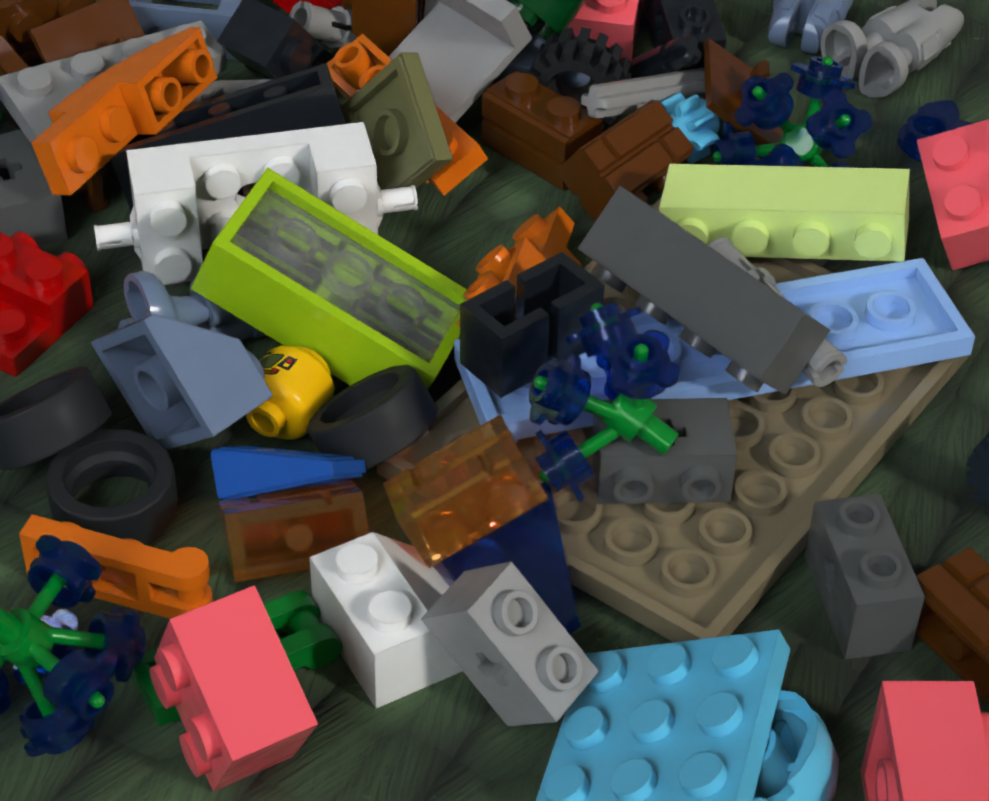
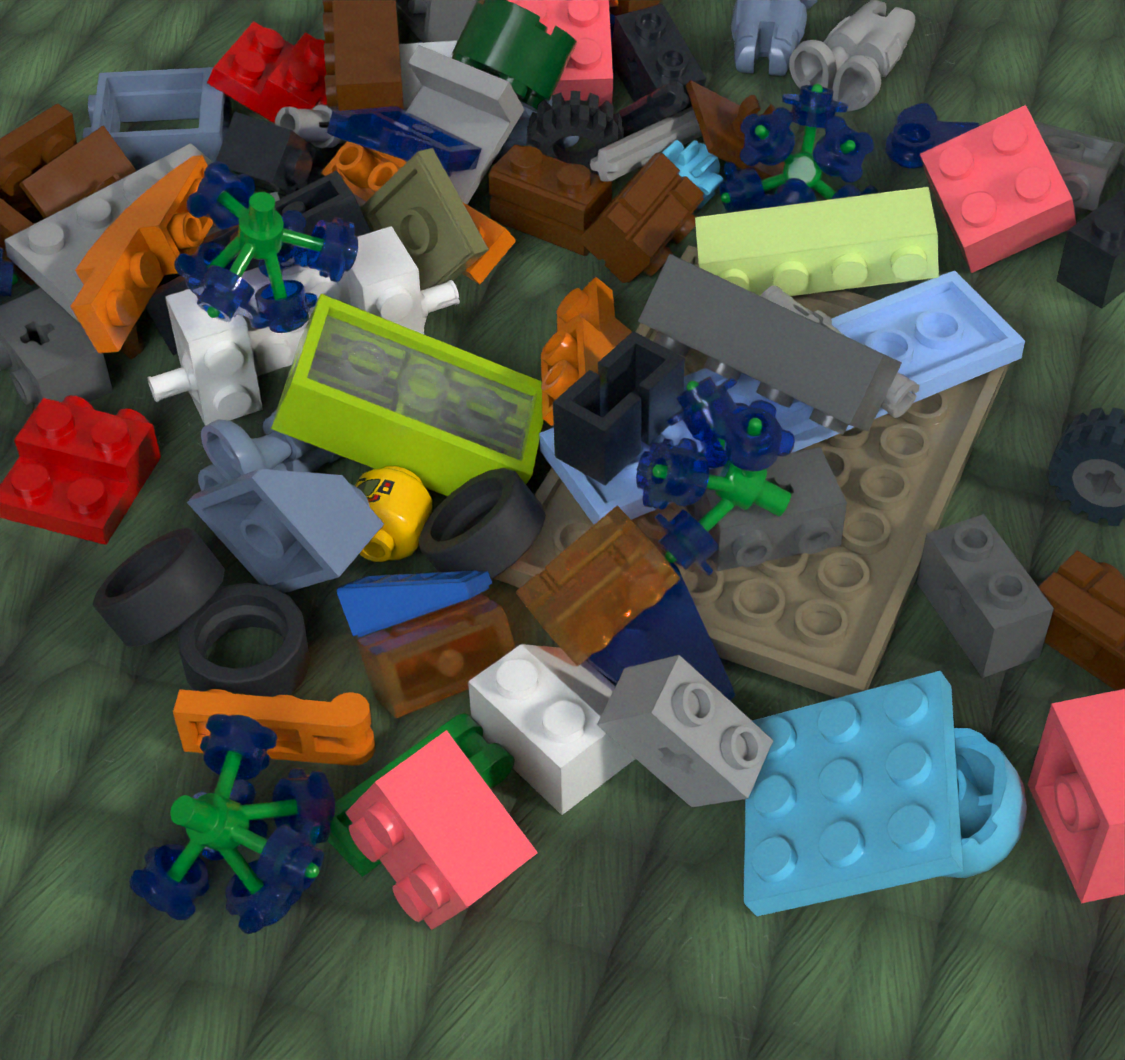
camera: 10 degrees left, 5 degrees up
(241, 113) = (265, 235): none -> clear blue plant
(394, 34) = (402, 136): none -> clear blue wing

